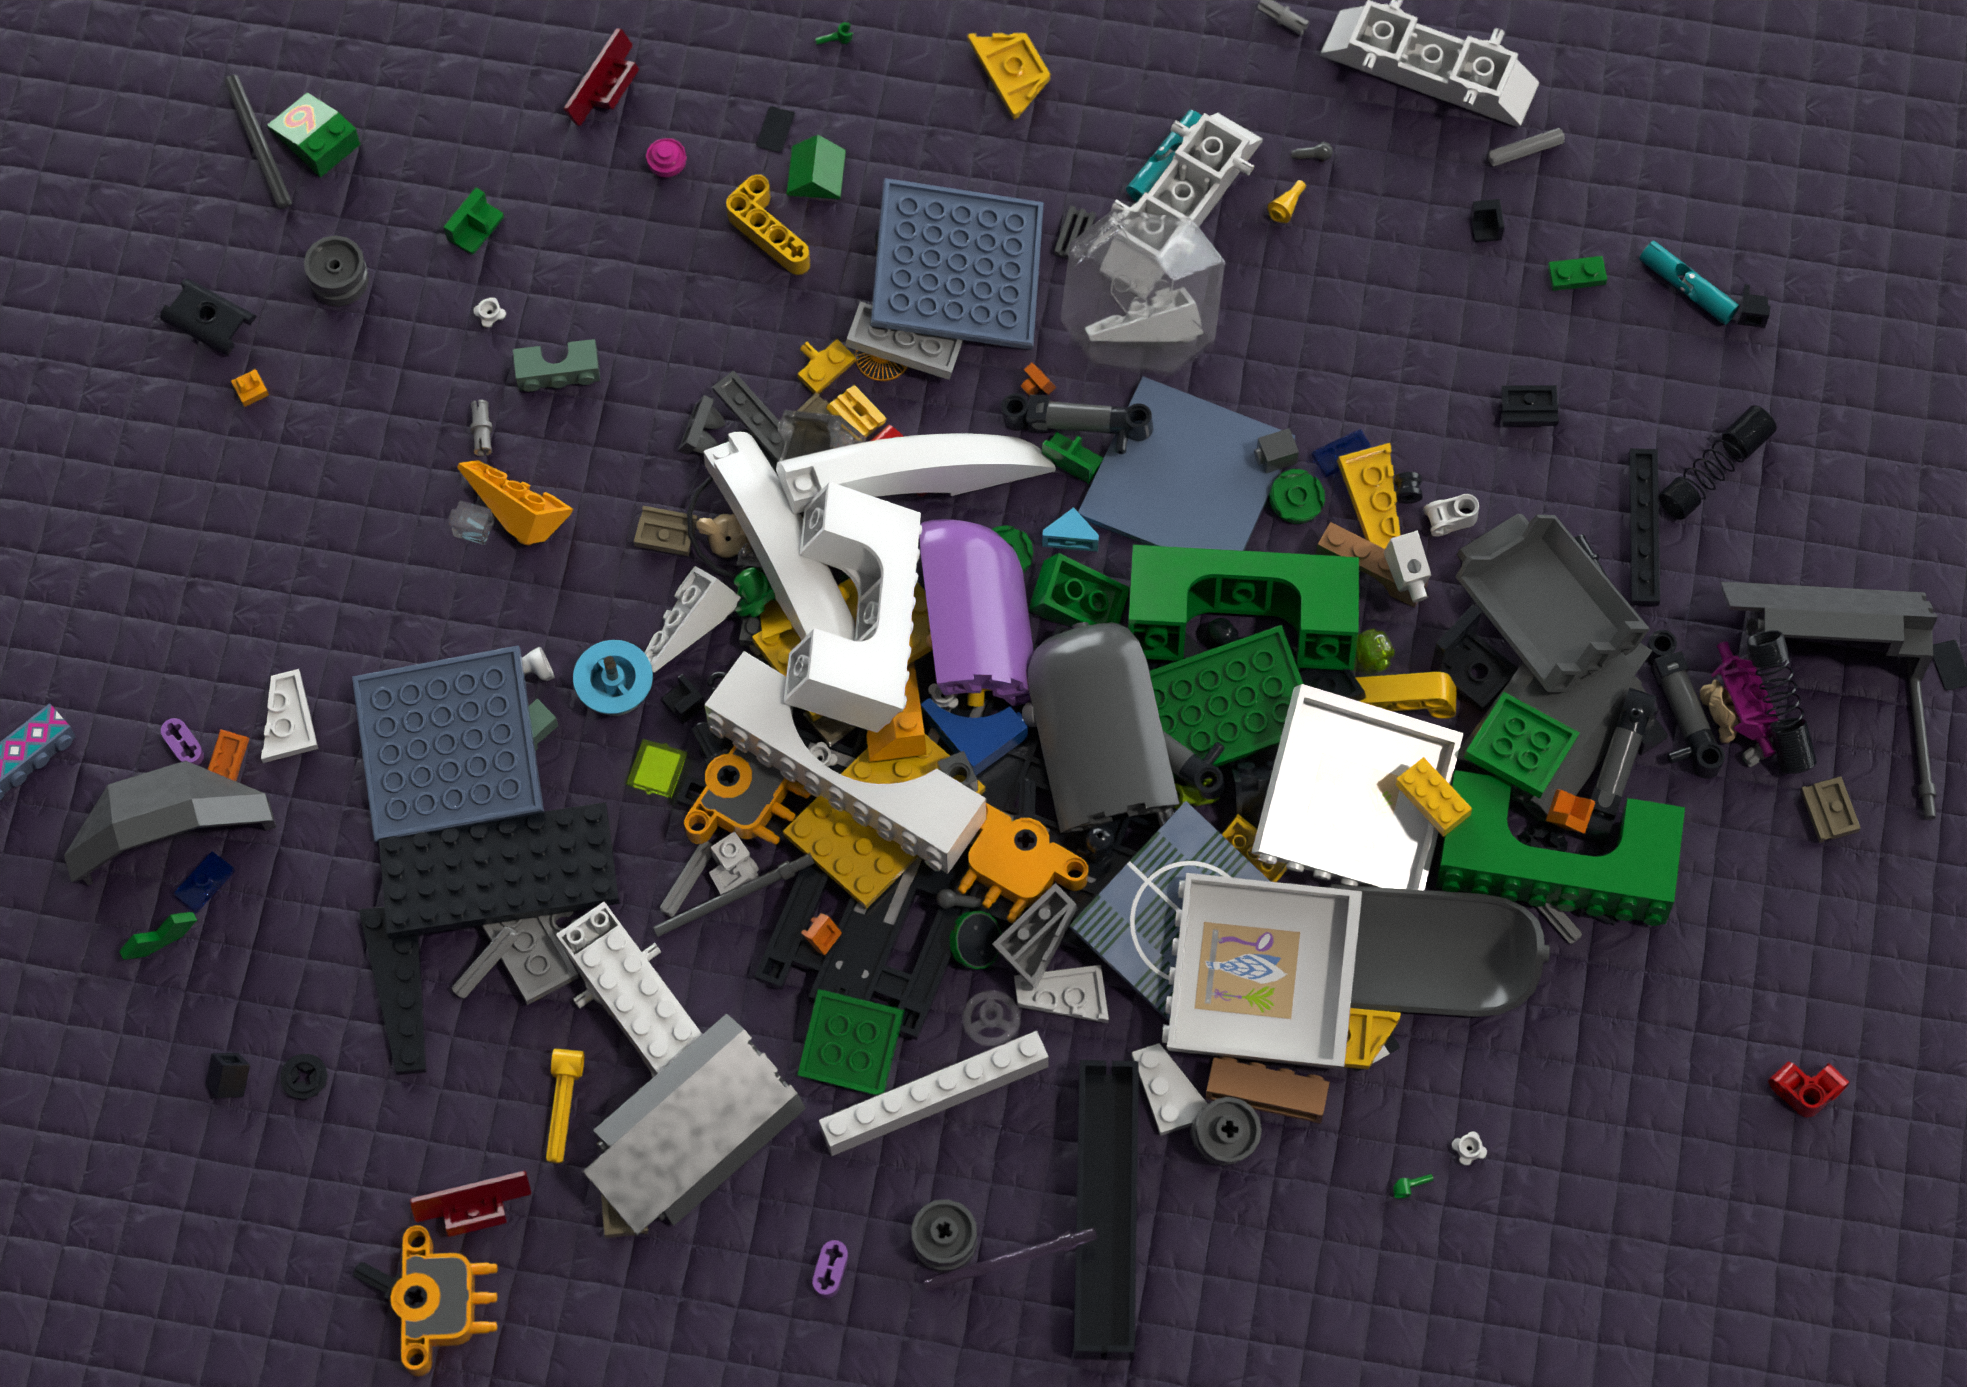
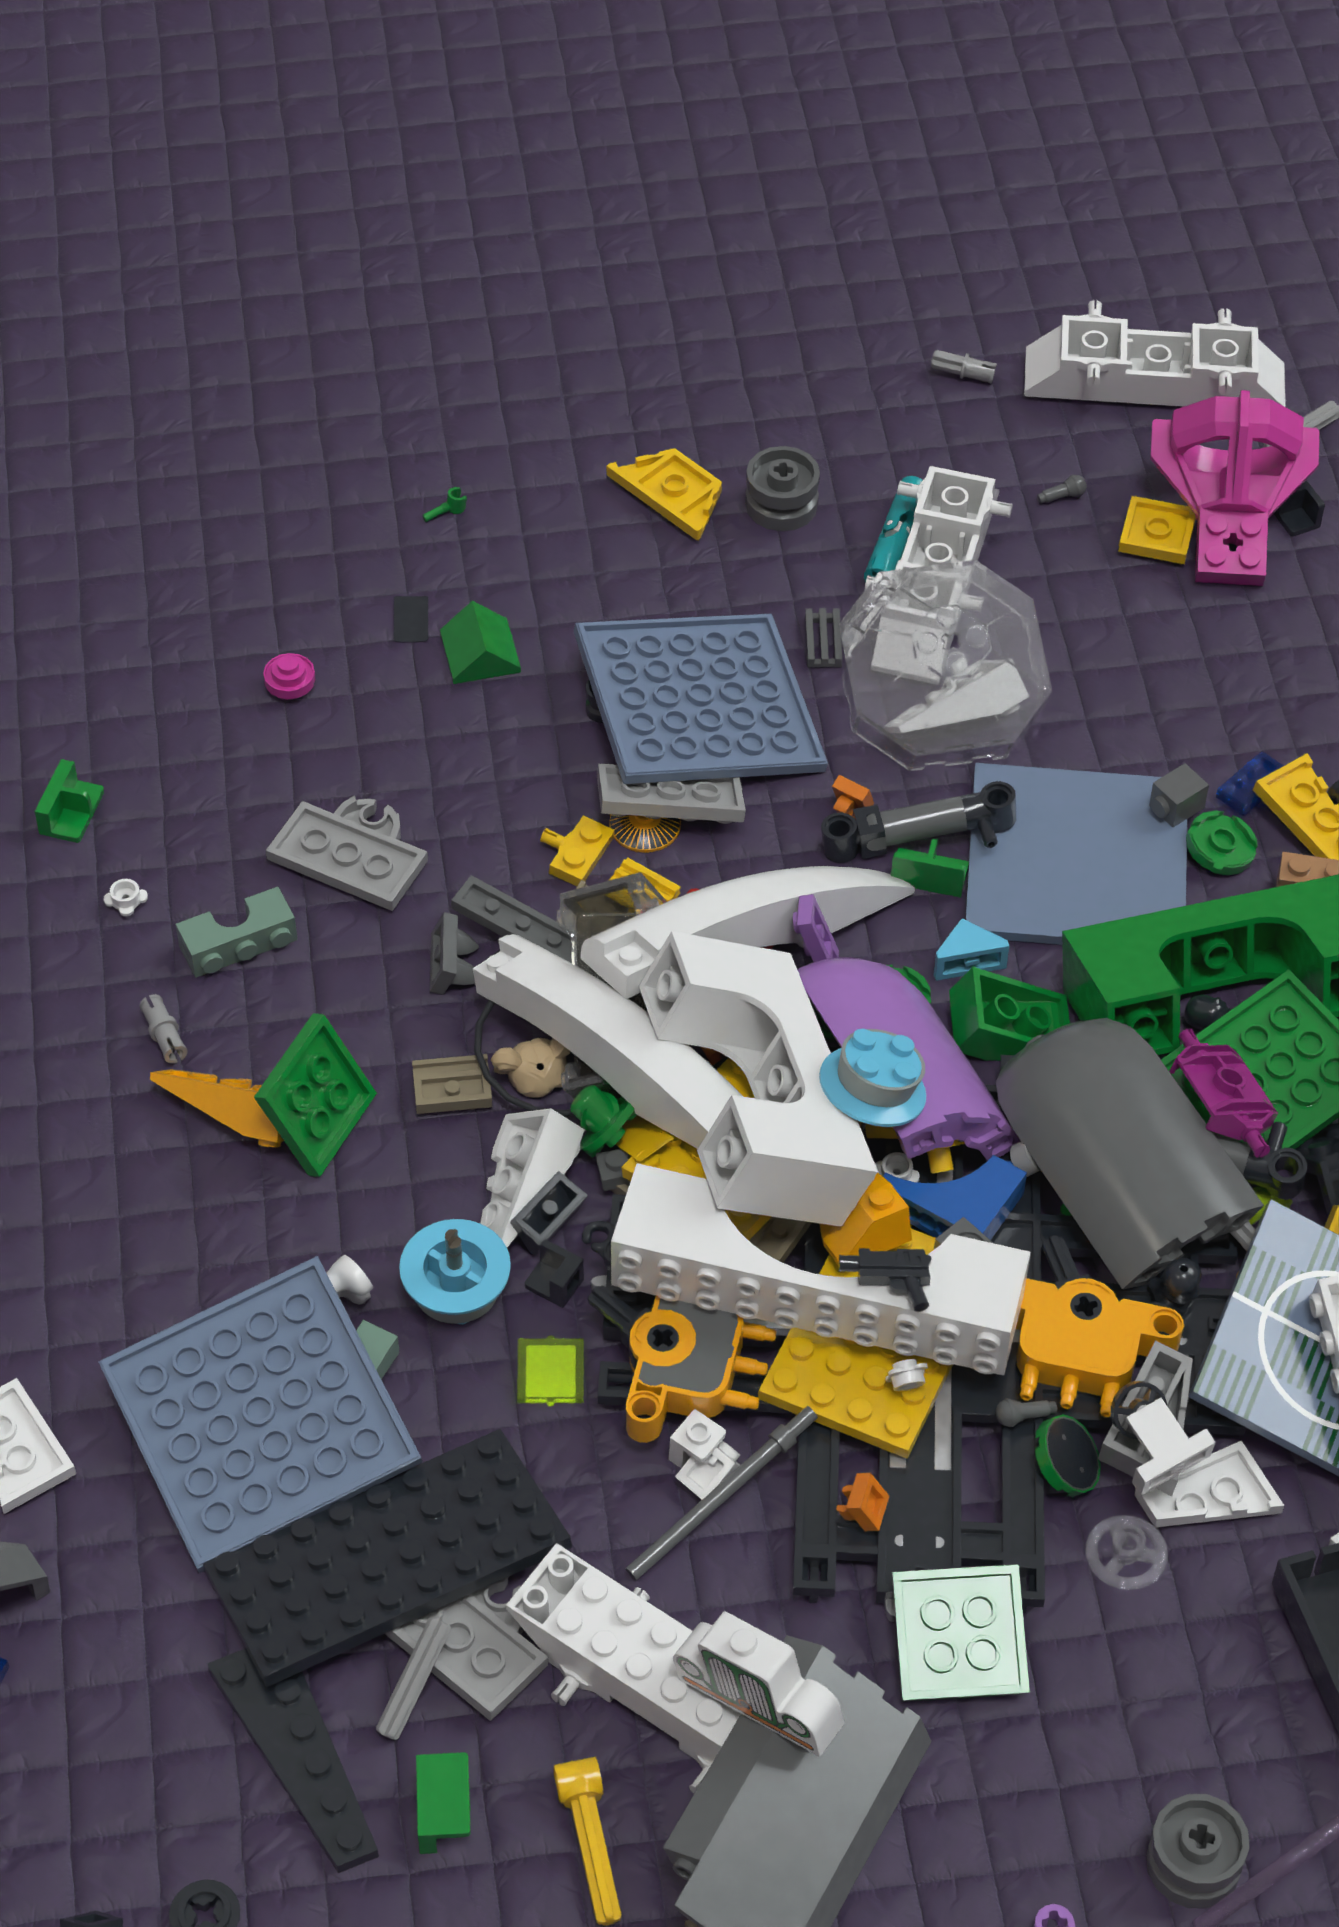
camera: 20 degrees left, 15 degrees down
(471, 522) = (190, 1139): clear brick -> none
(474, 1049) = (442, 1798): none -> green panel
(562, 518) = (315, 1095): none -> green plate
(605, 79) = (181, 613): dark red bracket -> none
(660, 320) = (350, 850): none -> light grey plate
(686, 879) = (647, 1494): light grey axle -> none
(688, 1046) = (759, 1680): none -> white brick
(694, 651) = (548, 1211): none -> black slope
(771, 230) = (421, 713): yellow beam -> none
(881, 853) = (907, 1375): none -> white plate
(888, 786) = (901, 1270): none -> black piece
(931, 637) = (875, 1078): none -> medium azure piece
(933, 1093) = (1095, 1669): white brick -> none
(958, 494) = (814, 930): none -> medium lavender plate
(1025, 952) = (1160, 1436): none -> white piece
(1093, 94) = (782, 488): none -> dark grey wheel
(1185, 726) = (1227, 1091): none -> magenta plate
(1283, 206) = (1056, 551): yellow cone -> none
(1369, 210) = (1157, 530): none -> yellow plate
(1431, 205) = (1234, 487): none -> dark pink plate

